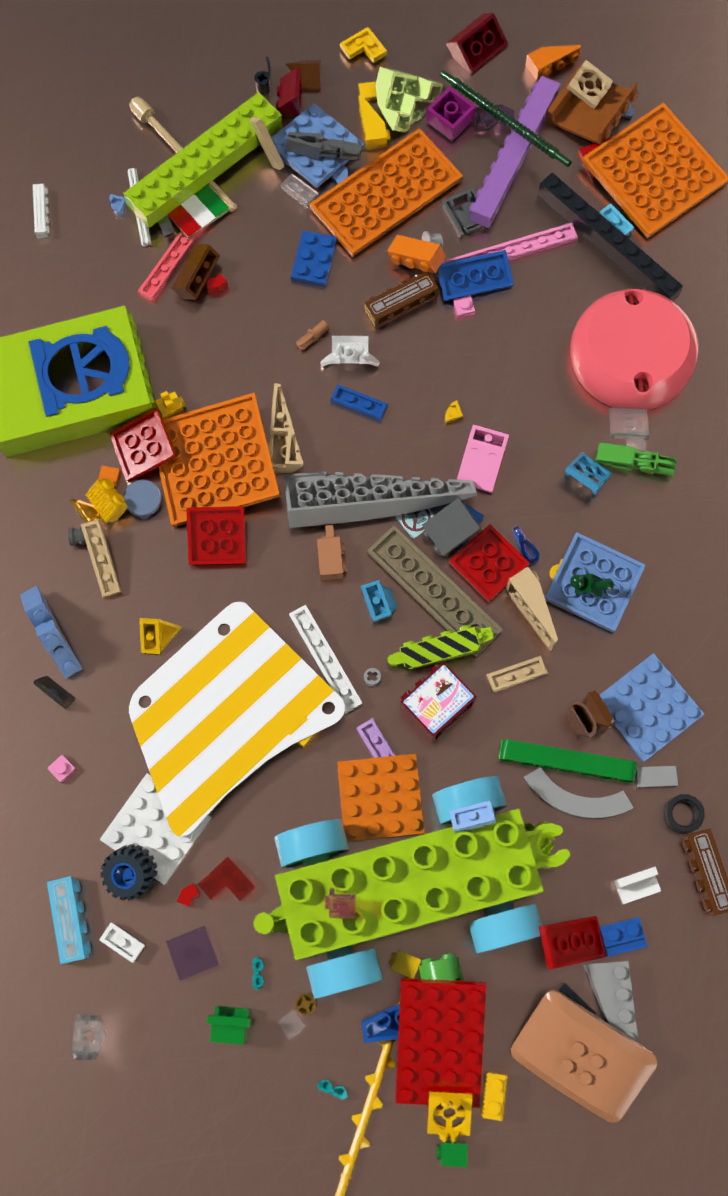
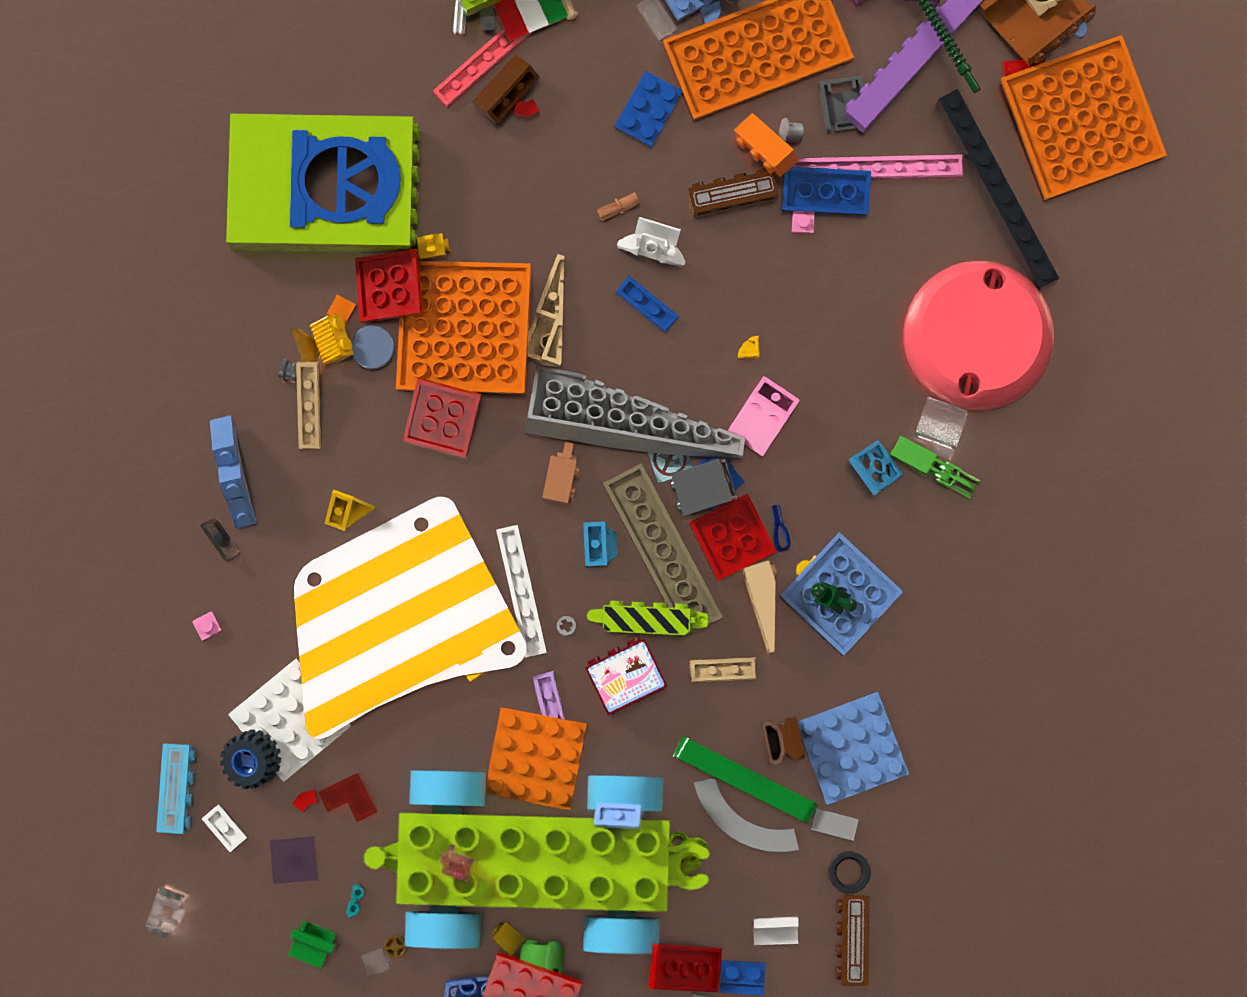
camera: 15 degrees right, 10 degrees up
(617, 219) = (1013, 169): medium azure plate -> none

